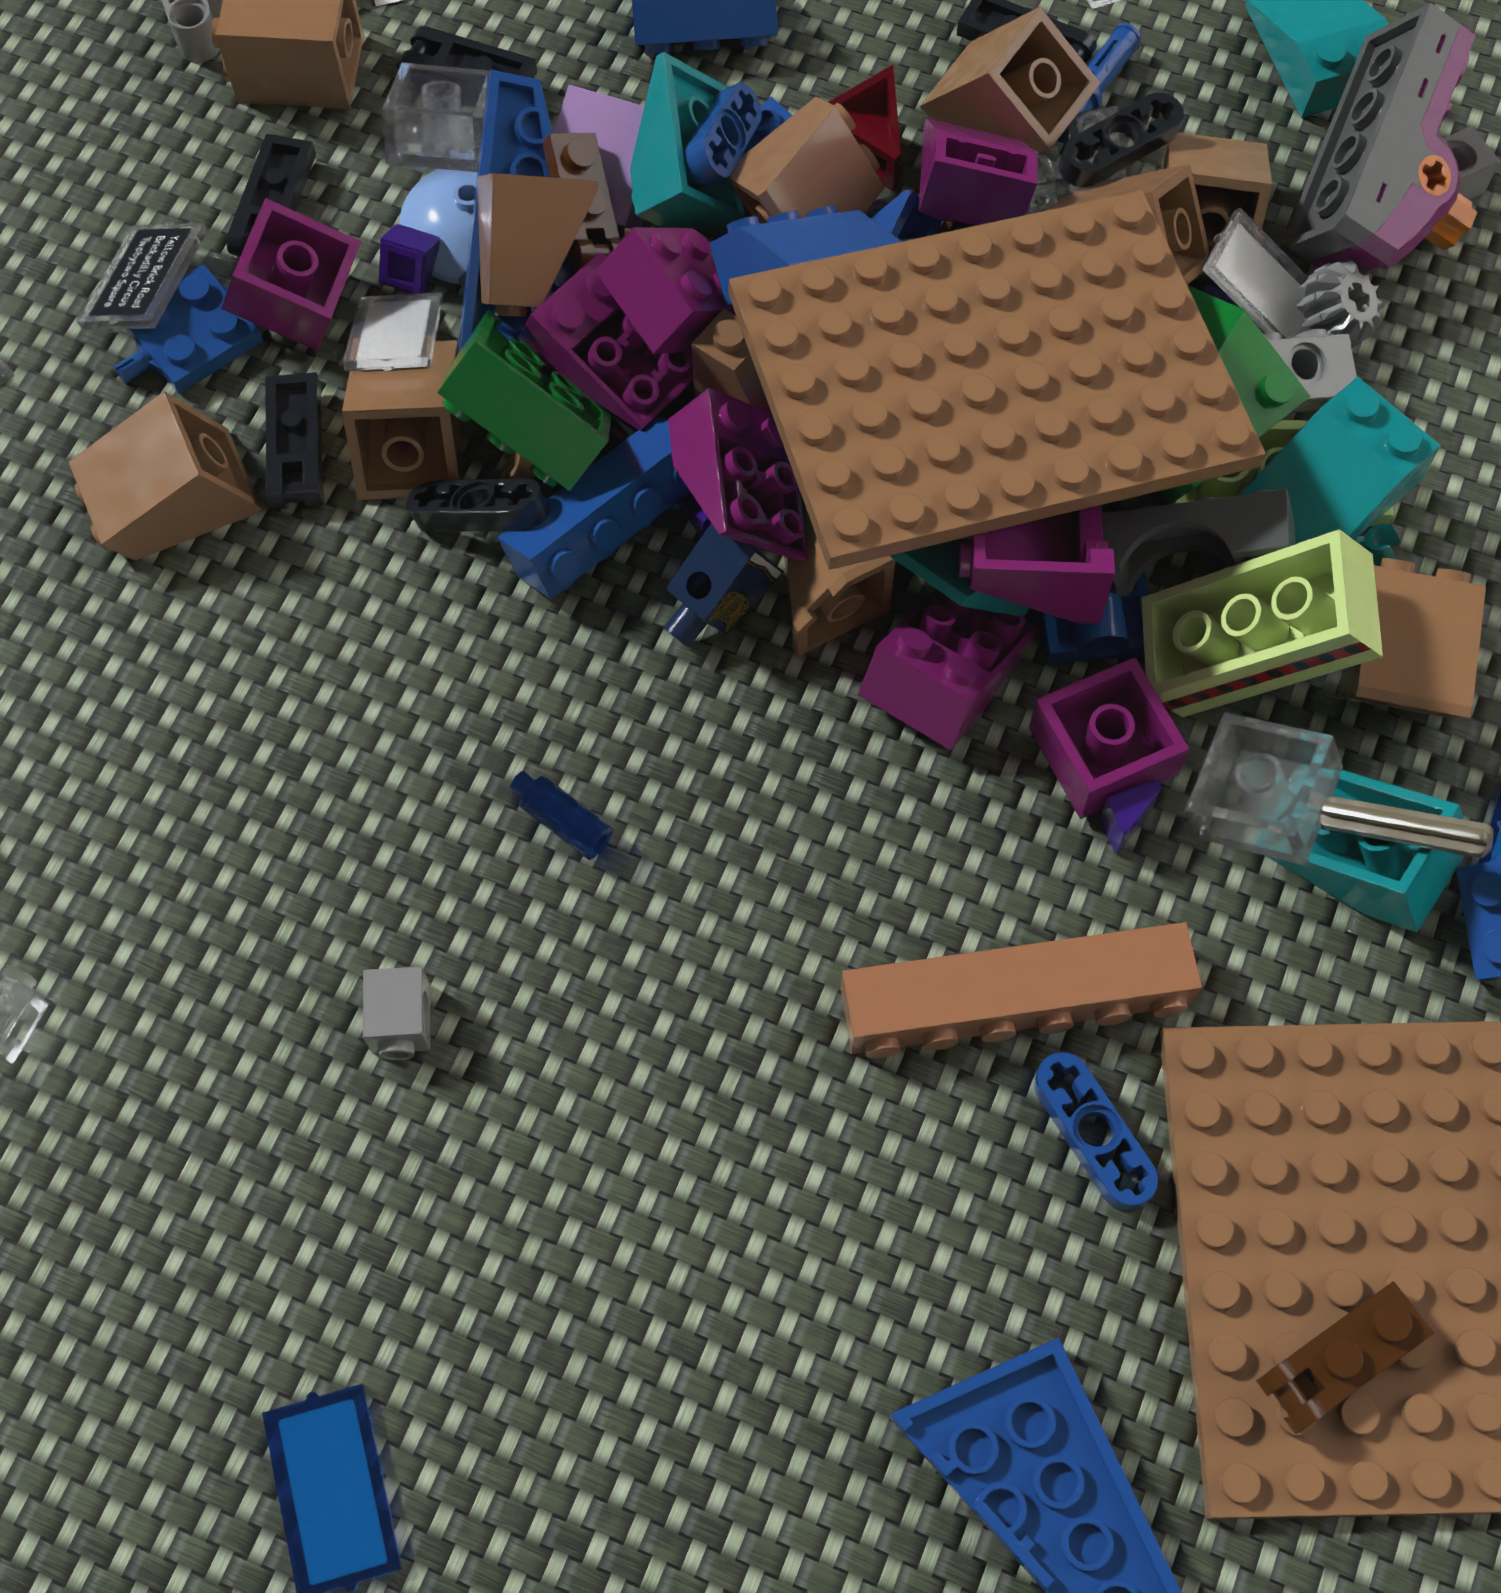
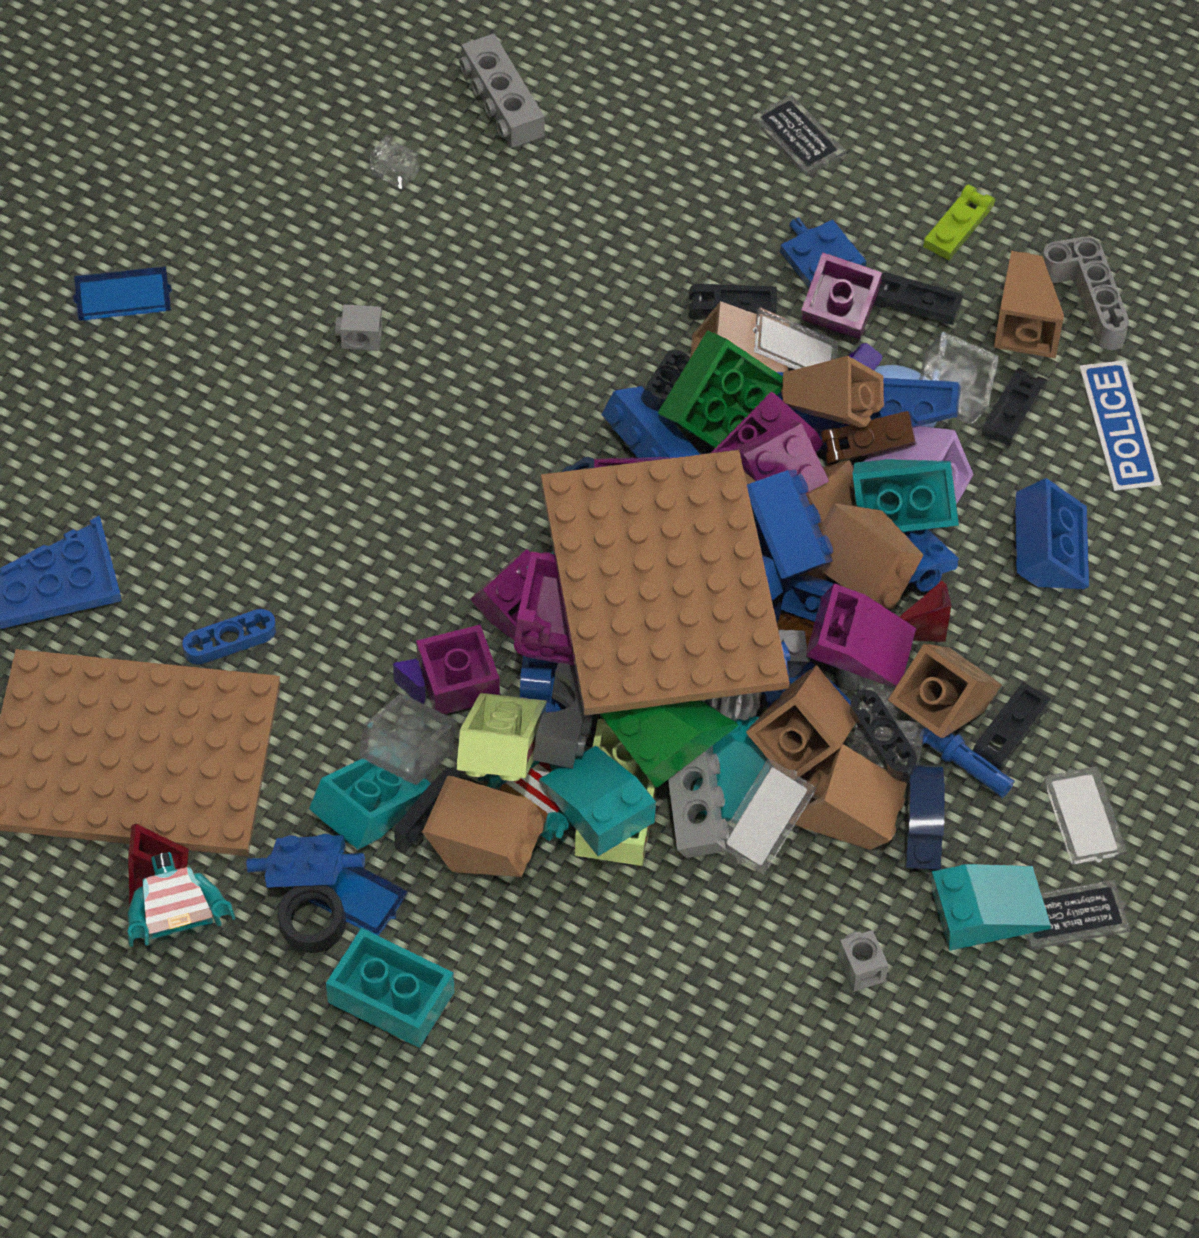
camera: 95 degrees right, 10 degrees down
(113, 160) = (958, 223): none -> lime plate
(142, 276) = (859, 230): piece -> none
(162, 480) = (709, 237): medium nougat slope -> none
(562, 814) = (464, 411): clear blue cylinder -> none
(723, 134) = (934, 514): blue beam -> none
(1020, 990) = (315, 609): nougat brick -> none
(1217, 103) = (925, 817): none -> dark blue arch
(1341, 301) = (743, 848): light grey gear -> none
(1346, 1356) = (78, 715): reddish brown plate -> none
(1370, 757) = (410, 827): none -> black hinge
(1382, 165) = (843, 892): dark grey piece -> none
(1407, 827) = (361, 787): dark tan axle -> none

